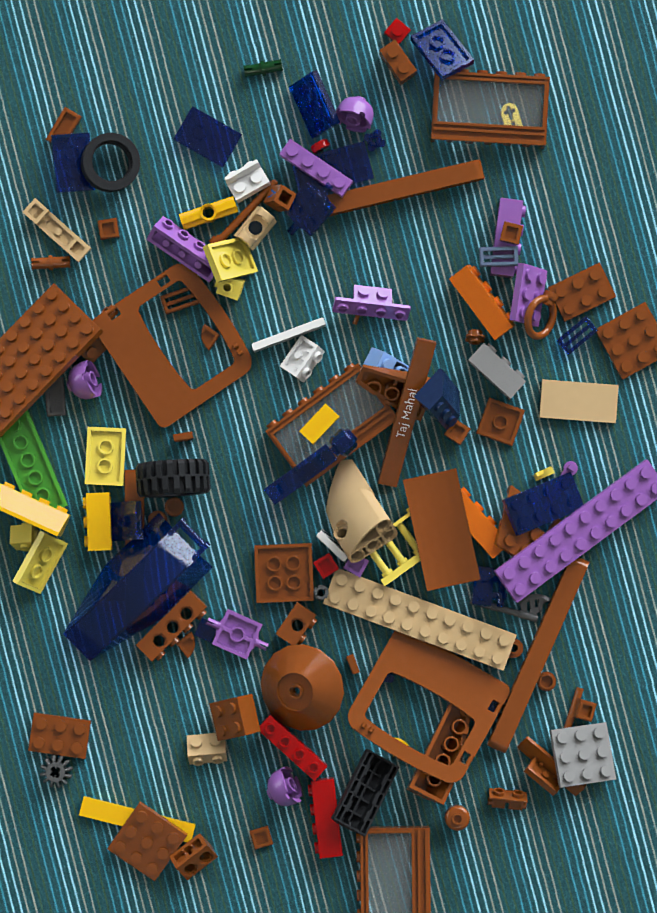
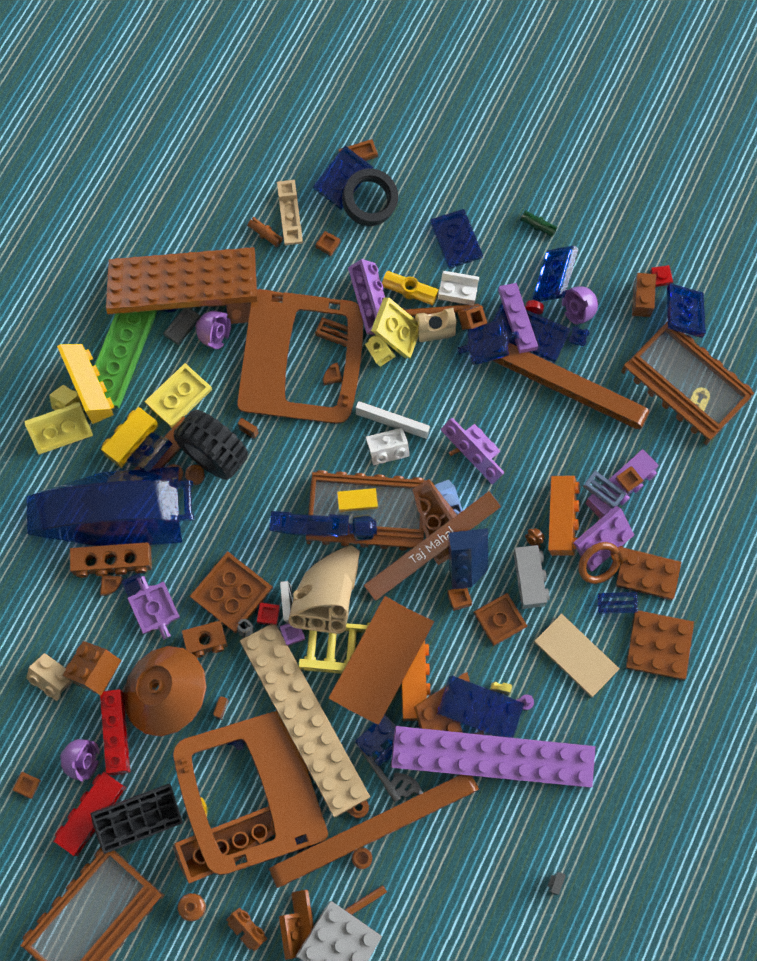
camera: 40 degrees right, 15 degrees down
(584, 710) = (373, 910): dark orange tile -> none

